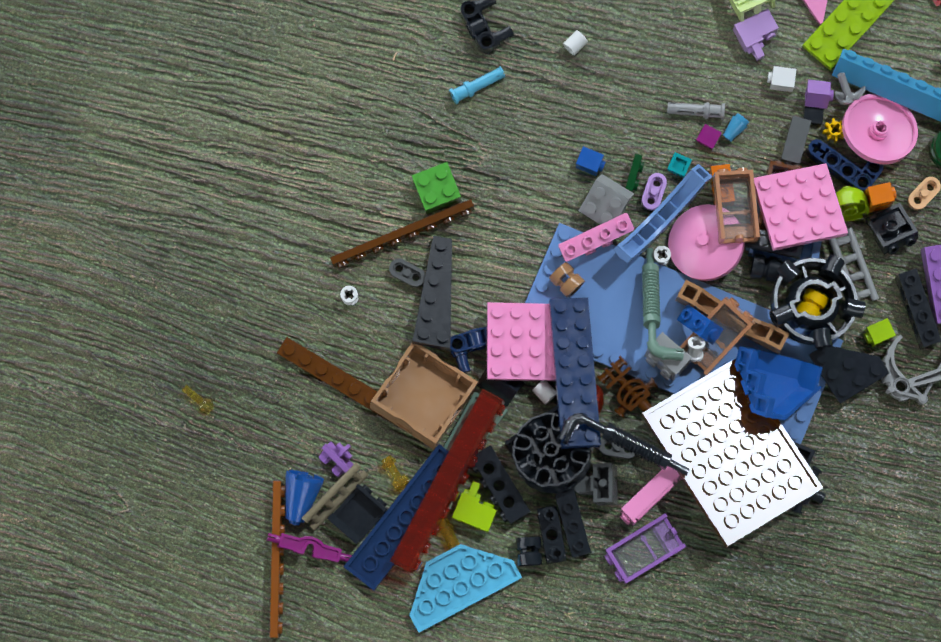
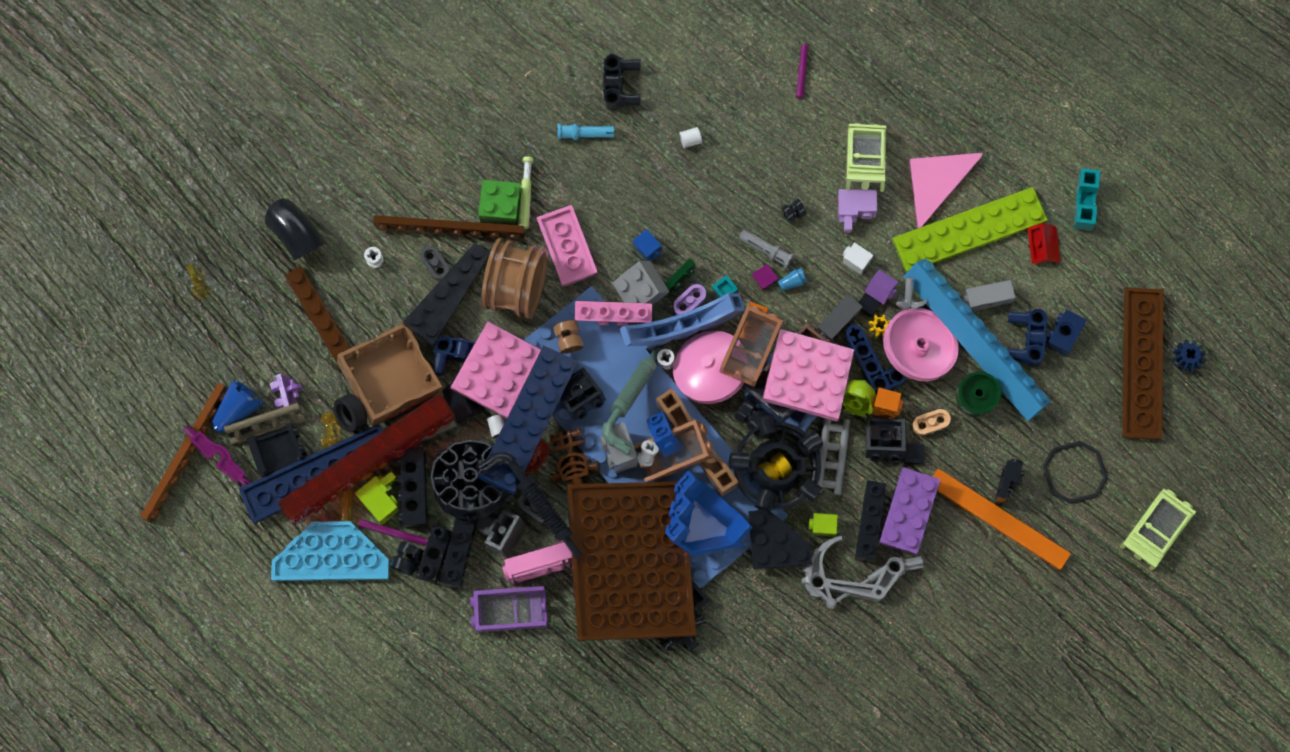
camera: 25 degrees right, 5 degrees down
(264, 307) = (293, 228): none -> black brick
(404, 454) = (350, 413): none -> black tyre
(461, 183) = (524, 208): none -> yellowish green piece
(492, 251) = (514, 278): none -> medium nougat wheel
(504, 533) = (393, 532): none -> magenta bar
(517, 197) = (567, 245): none -> bright pink plate
(607, 326) = (581, 395): none -> black plate
(703, 64) = (793, 211): none -> black wheel
(916, 54) = (989, 295): none -> light grey brick
(924, 228) = (914, 454): none -> black tile

